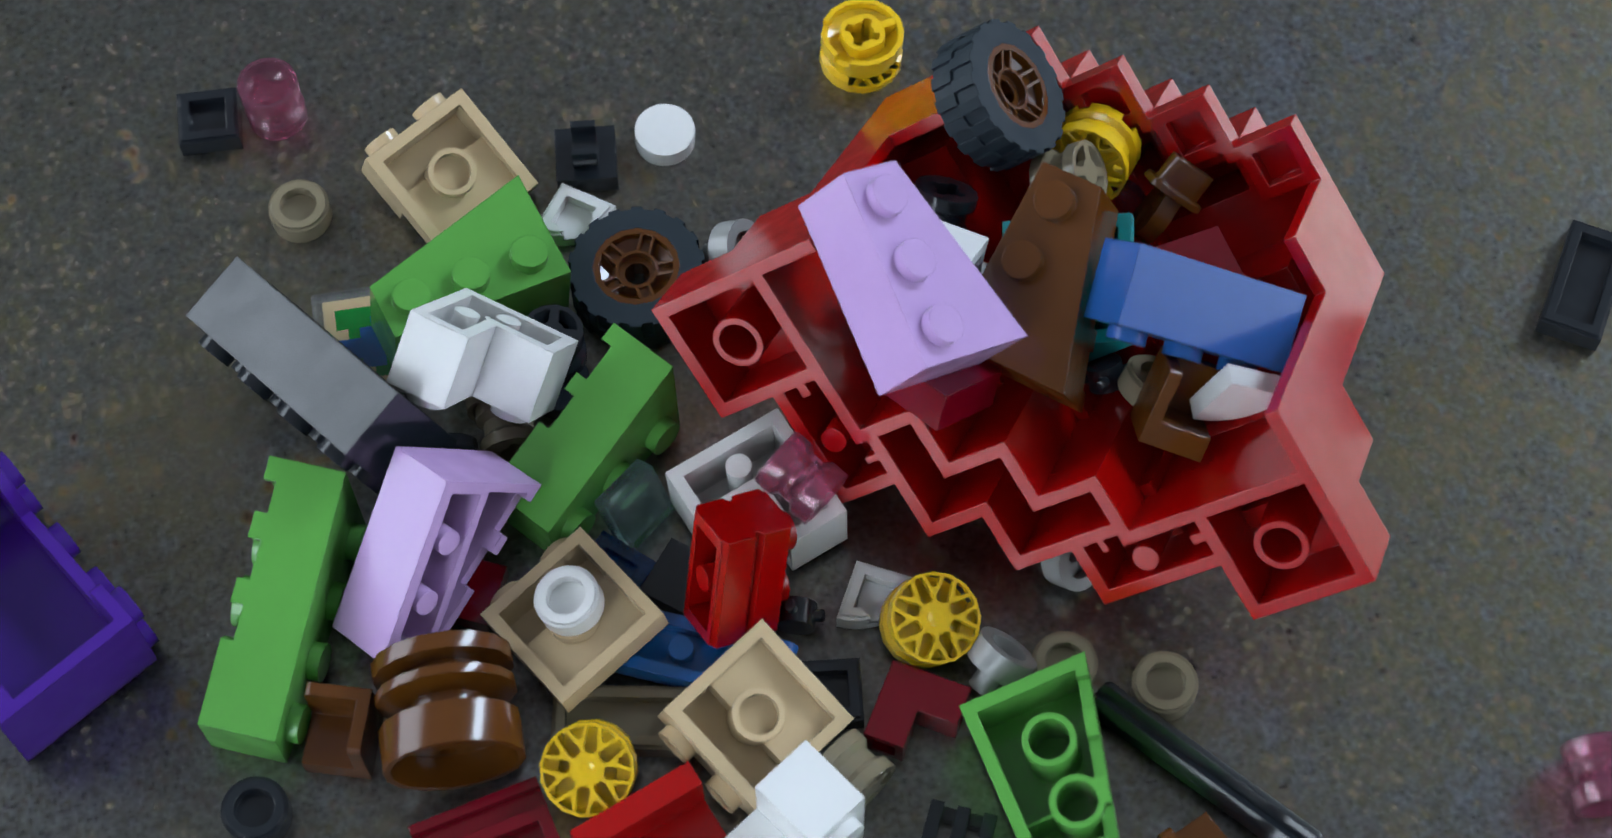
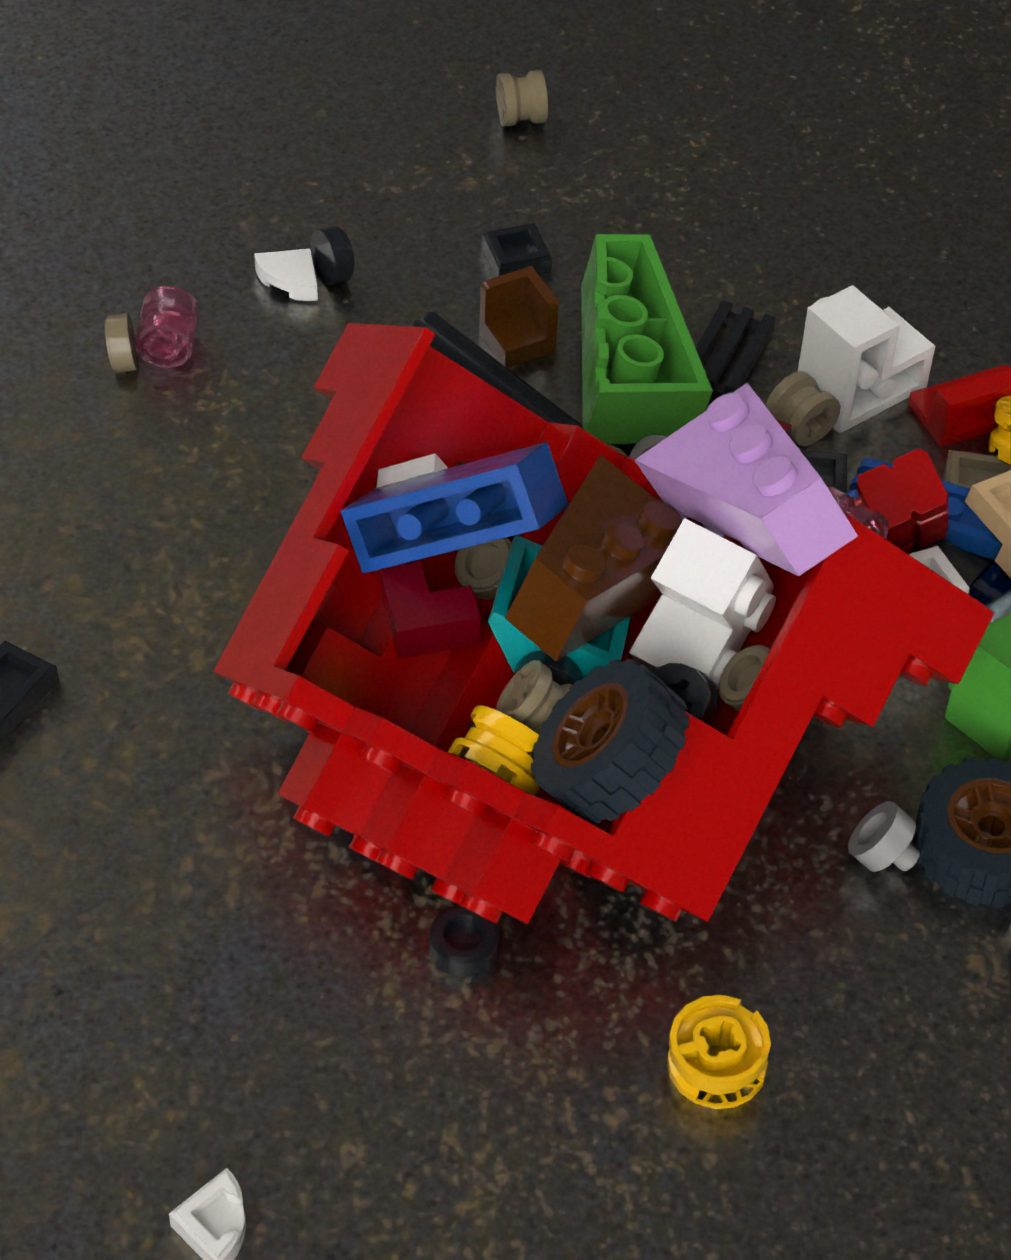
camera: 175 degrees left, 15 degrees down
(664, 134) = (956, 996): white tile -> none
(750, 716) = (889, 421): tan plate -> none
(1175, 185) = (430, 712): reddish brown piece -> none

